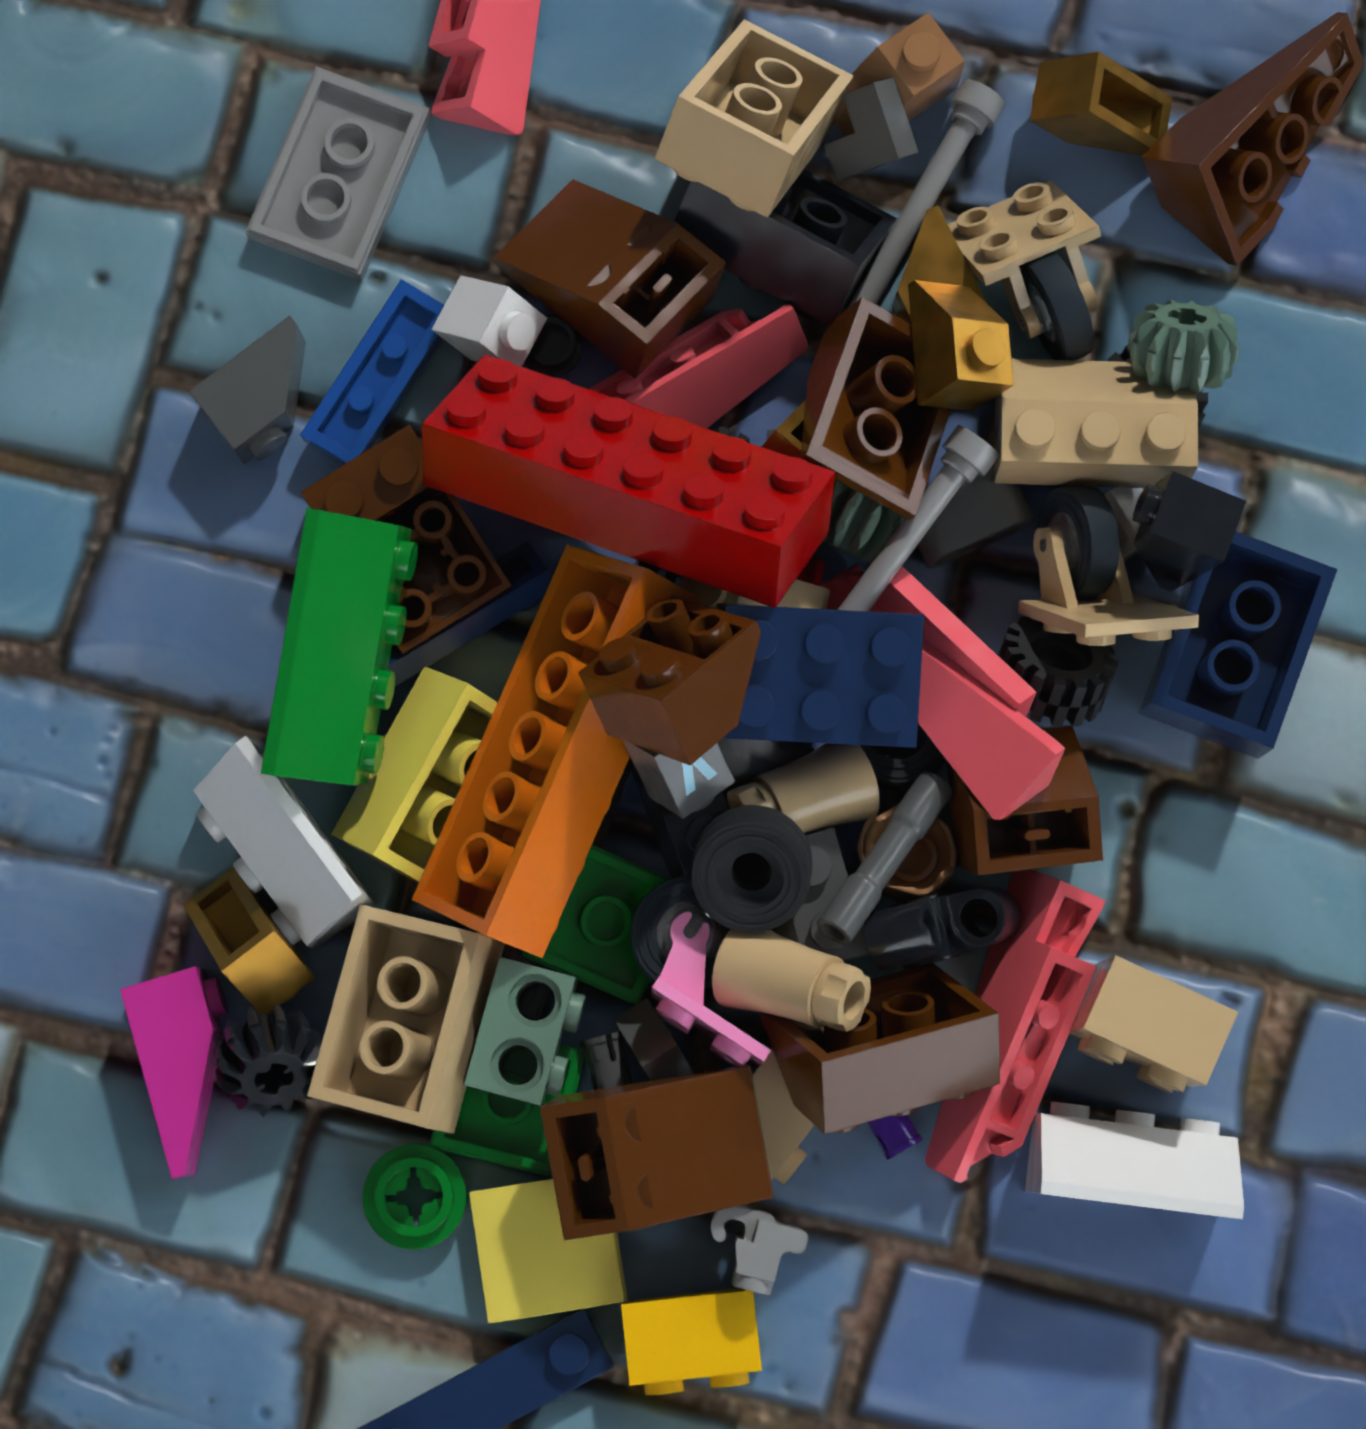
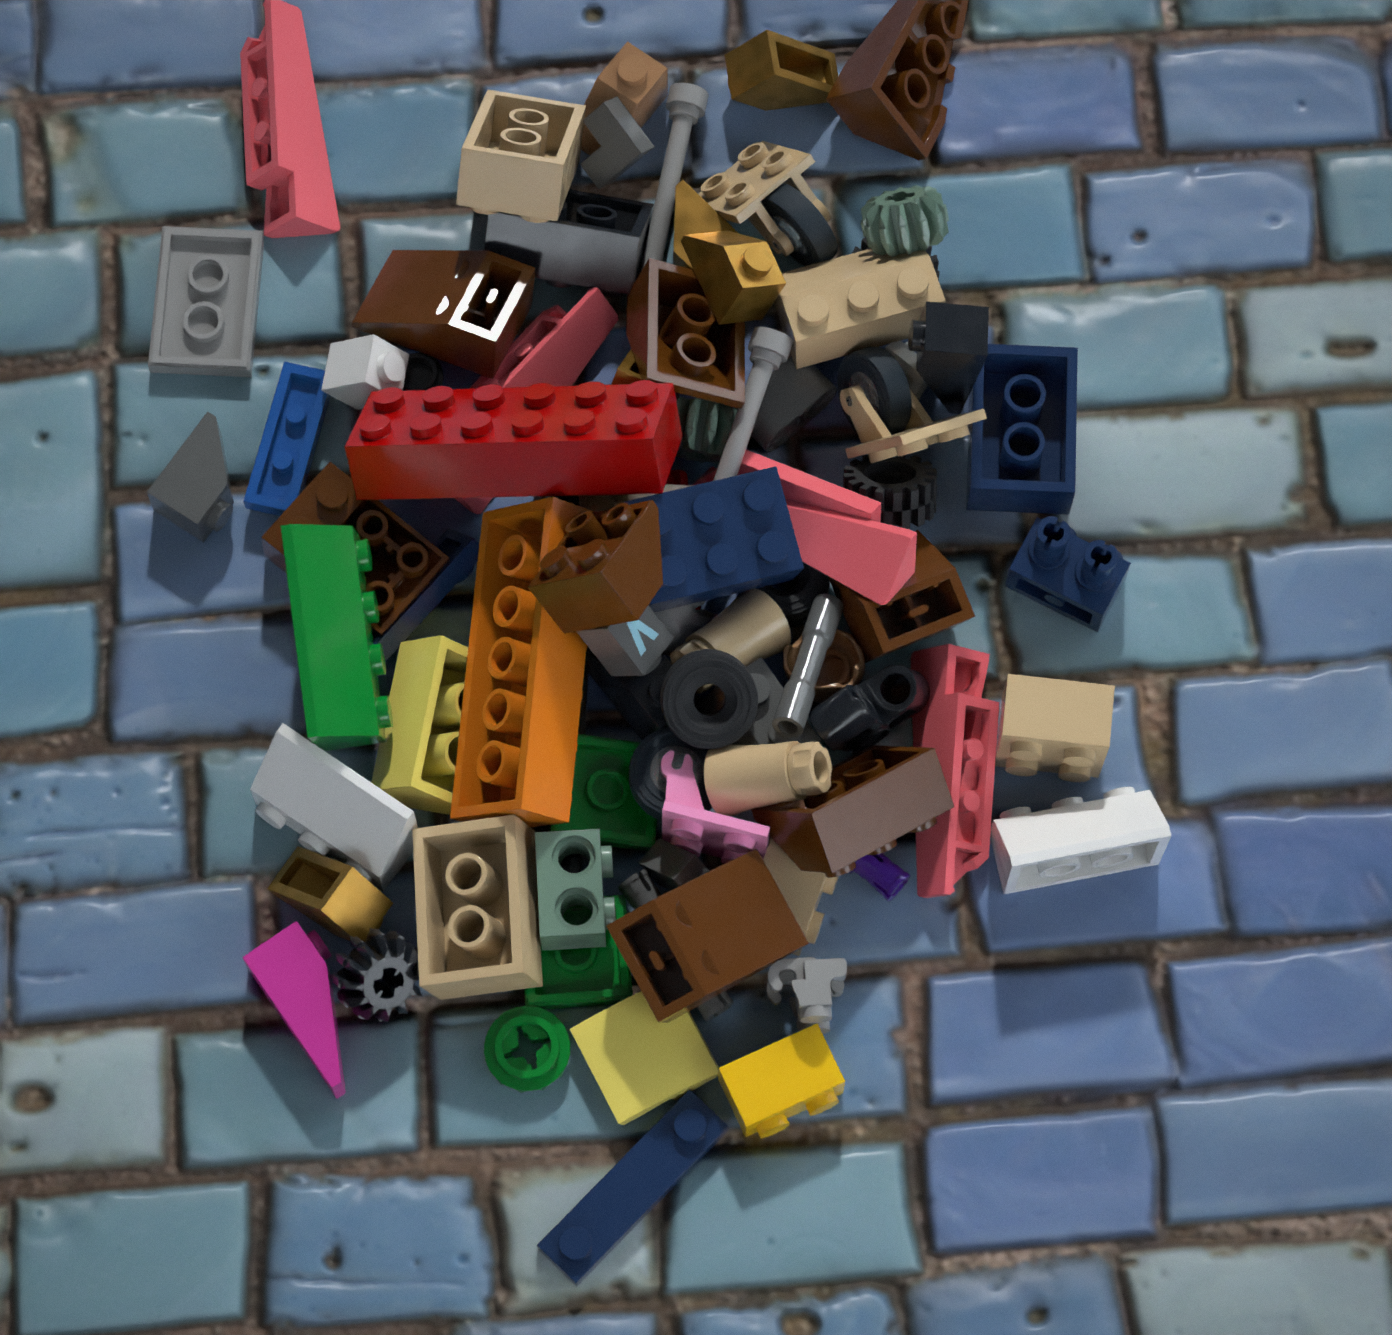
camera: 20 degrees left, 10 degrees down
(1233, 834) = (1068, 572): none -> dark blue brick

